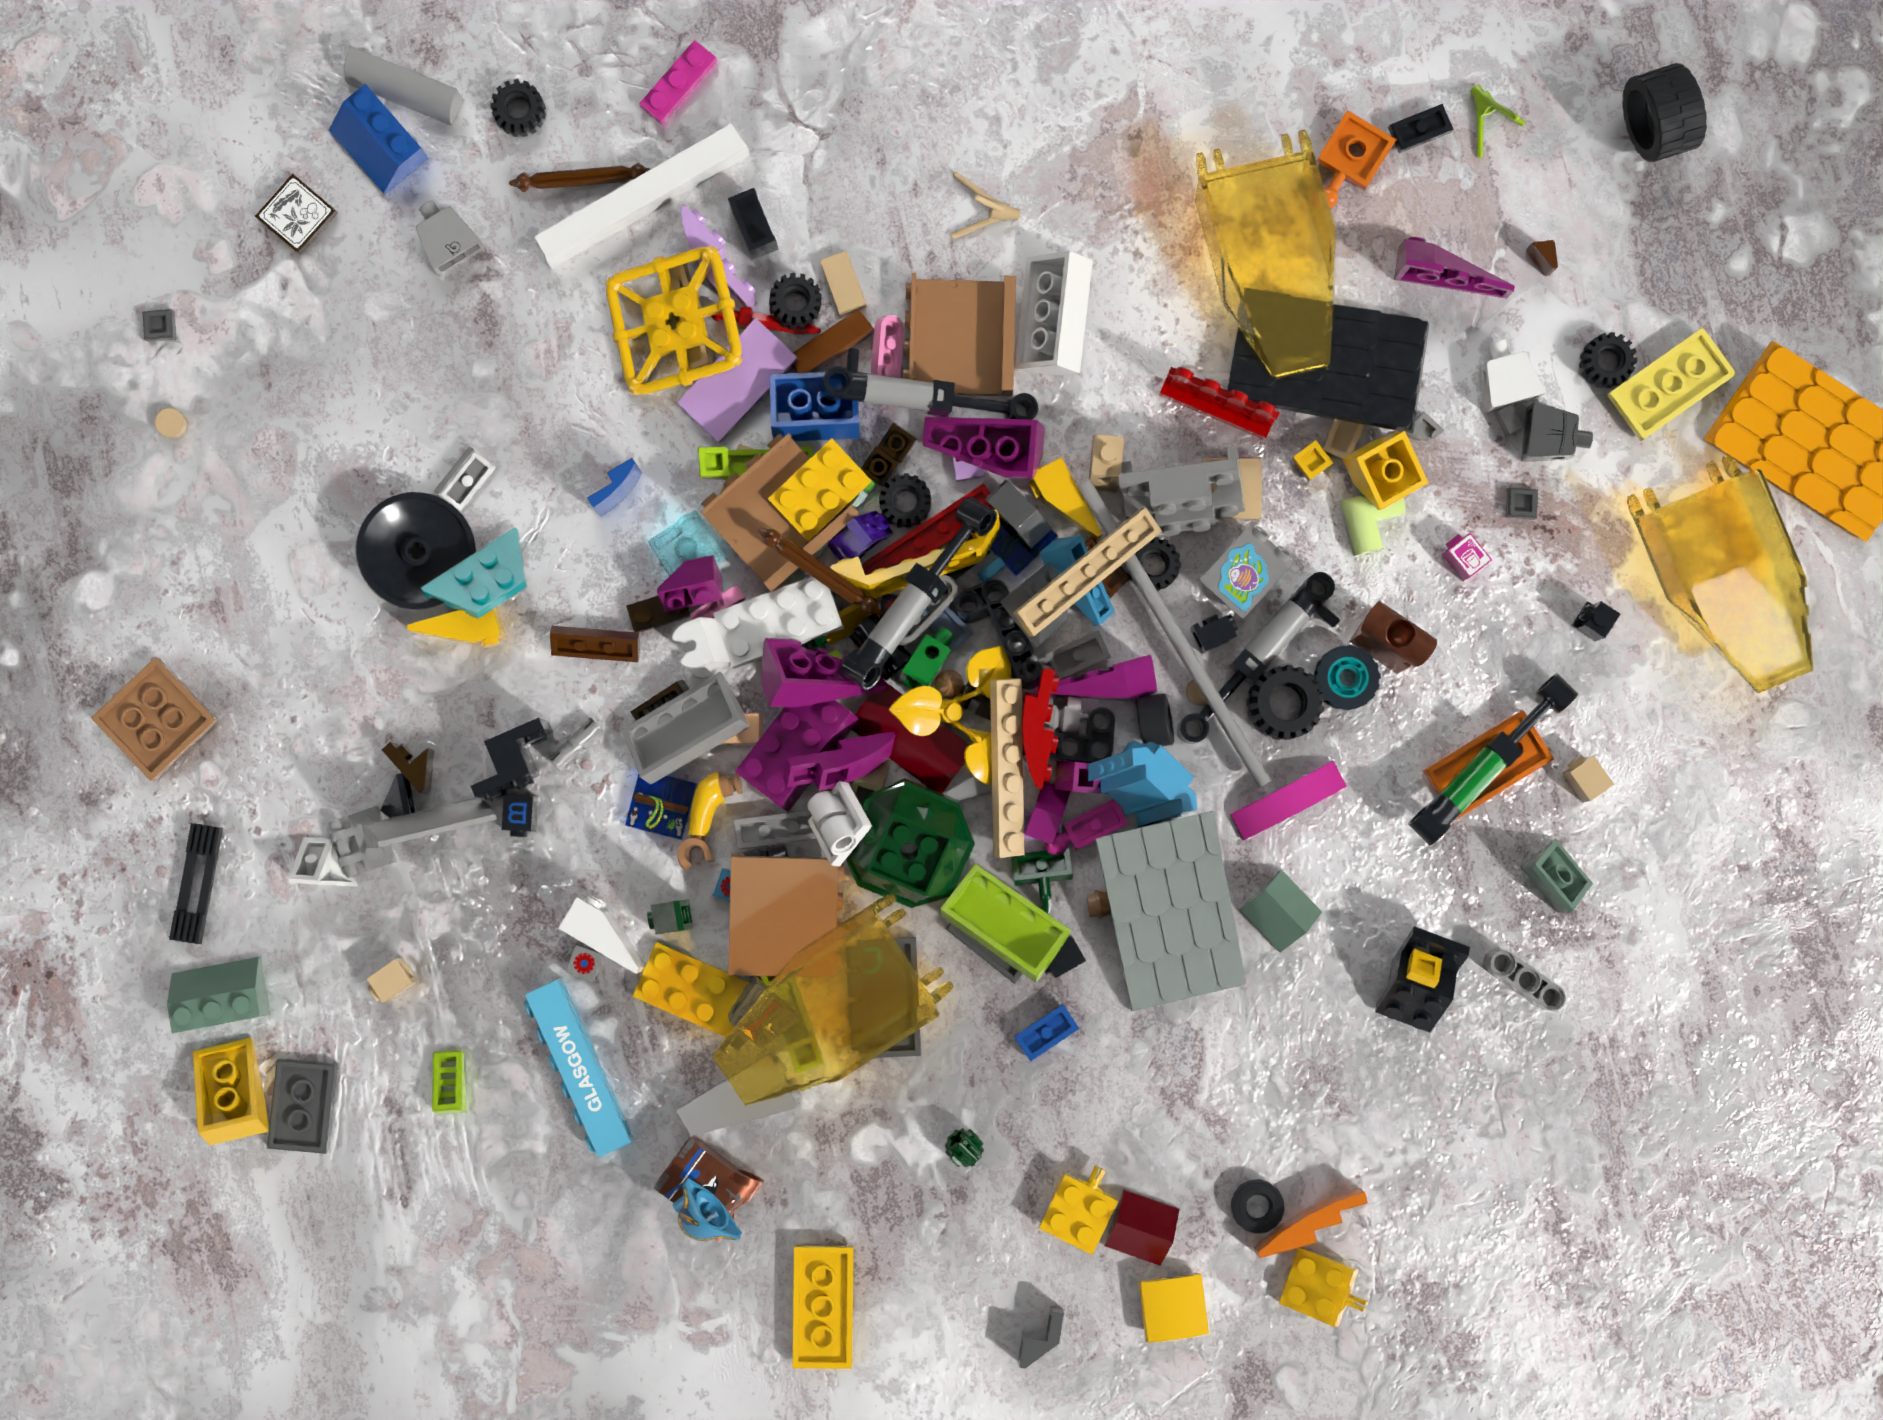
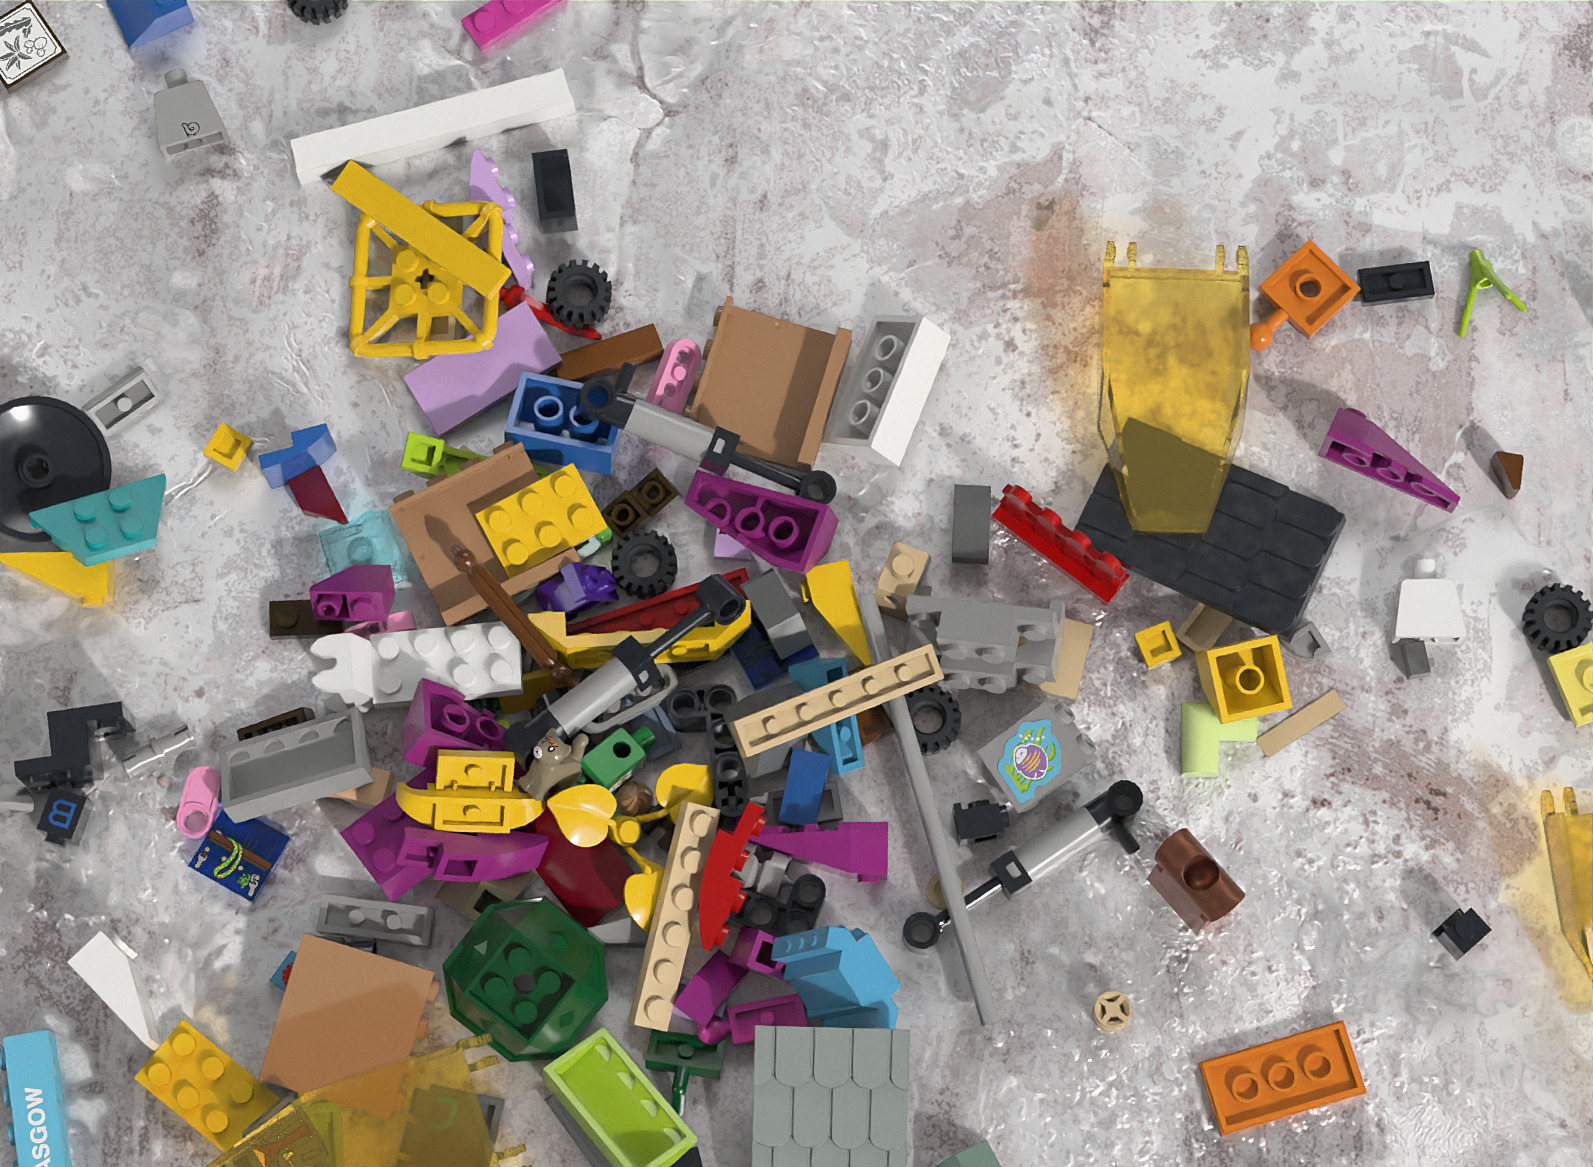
camera: 20 degrees right, 10 degrees down
(558, 494) = (228, 447): none -> yellow plate
(578, 177) = (362, 86): reddish brown wheel -> none
(584, 963) = (88, 1022): light grey tile -> none
(595, 644) = (218, 636): reddish brown plate -> none
(619, 767) = (203, 795): none -> bright pink piece
(638, 514) = (316, 496): none -> dark red tile
(659, 283) = (421, 230): none -> yellow tile
(670, 917) = (210, 990): slope -> none
(707, 797) = (299, 856): piece -> none
(830, 718) = (471, 794): none -> yellow plate
(837, 822) = (445, 924): white plate -> none
(843, 283) = (643, 288): tan tile -> none
(886, 680) = (553, 765): none -> dark tan animal
(991, 569) = (726, 673): dark azure tile -> none
(997, 209) = (854, 249): tan plant -> none
(1077, 643) = (804, 788): none -> blue tile
(1098, 904) = (741, 1120): medium nougat plate -> none
(1146, 404) = (971, 524): none -> dark grey slope
(1155, 720) = (876, 908): black tyre -> none
(1288, 800) = (1017, 1054): dark pink slope -> none
(1309, 695) = (1054, 900): black tyre -> none
(1355, 751) = (1115, 1005): none -> tan wheel
(1364, 672) = (1130, 897): black wheel -> none
(1434, 491) = (1301, 723): none -> tan sticker
(1465, 555) = (1318, 810): dark pink brick -> none
(1493, 758) = (1275, 1074): black piece -> none
(1521, 503) = (1406, 766): dark grey tile -> none
(1552, 434) = (1464, 690): dark grey torso -> none
(1587, 778) = (1402, 1126): tan brick -> none

